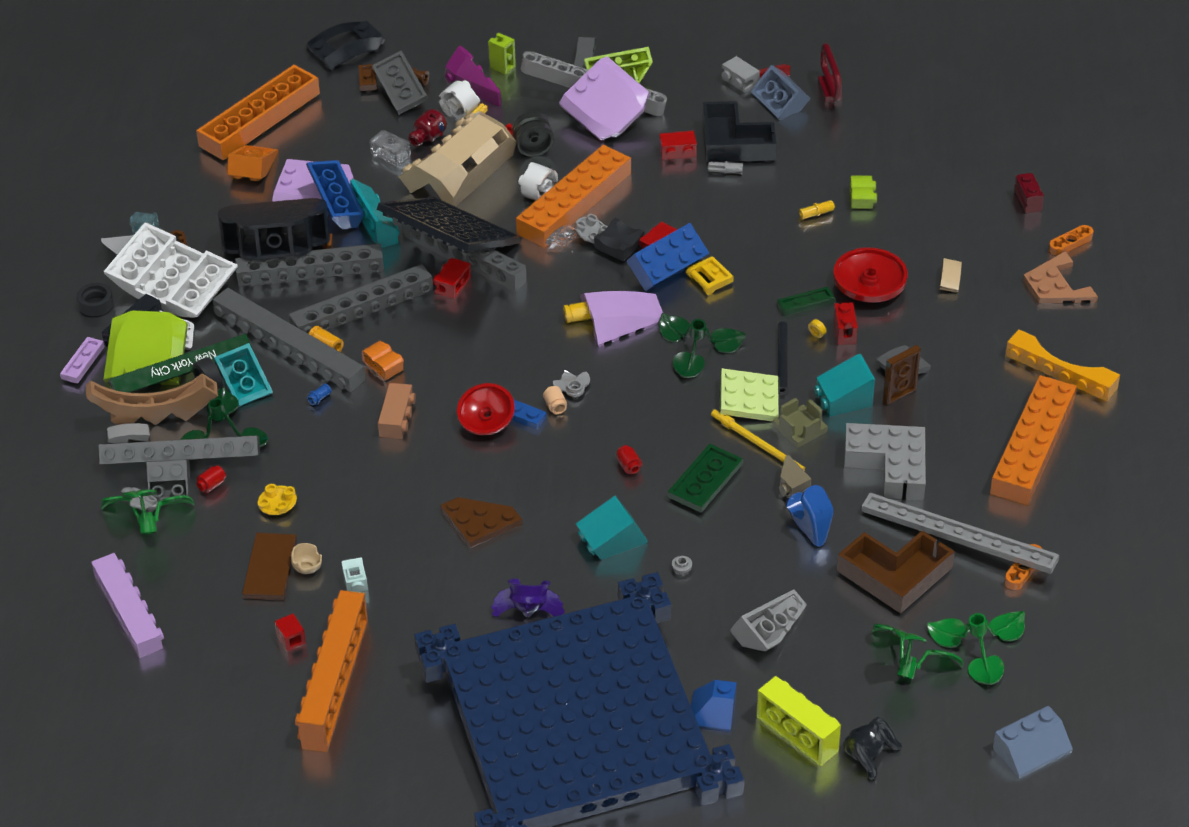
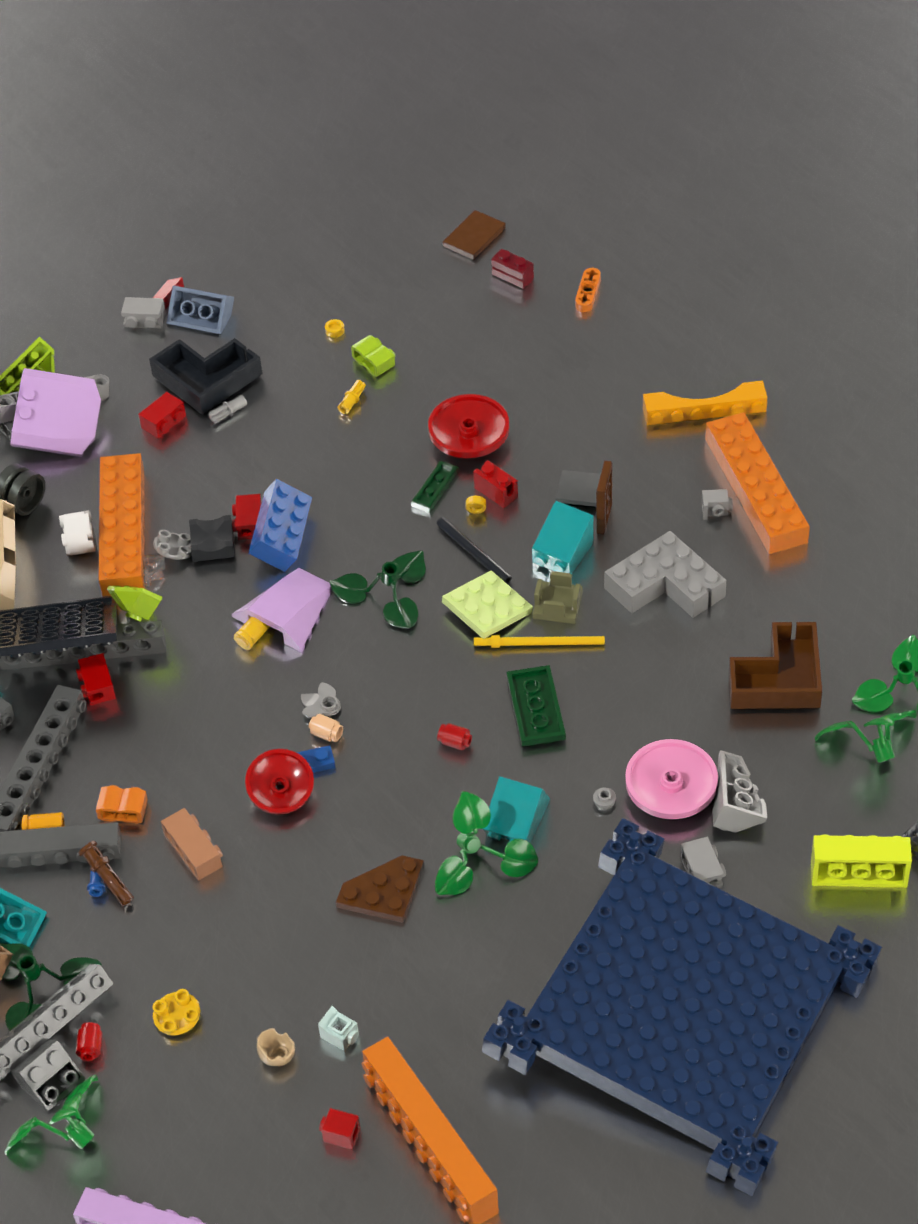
camera: 40 degrees left, 5 degrees up
(149, 501) = (43, 1113): light grey plate -> none
(269, 566) = (243, 1082): reddish brown tile -> none
(326, 383) = (100, 865): none -> reddish brown pin
(519, 243) = (135, 601): none -> lime wedge
(527, 541) = (468, 816): none -> green plant
(527, 599) = (519, 929): dark purple helmet -> none
(693, 649) = (702, 862): none -> light grey brick
(713, 271) = (329, 512): yellow plate -> none
(715, 705) = (777, 896): blue slope -> none
(735, 581) = (671, 779): none -> bright pink dish
(793, 478) = (609, 653): dark tan slope -> none
(812, 513) = (669, 677): blue animal -> none
(829, 84) = (228, 273): dark red bar -> none
(859, 160) = (334, 328): none -> yellow tile
(950, 275) = (531, 382): tan slope -> none
(960, 533) = (791, 604): light grey plate -> none
(986, 434) = (716, 503): none -> light grey brick
(1023, 575) = (864, 605): orange beam -> none
(1032, 156) = (474, 234): none -> reddish brown tile
(1050, 286) = (616, 340): nougat wing -> none

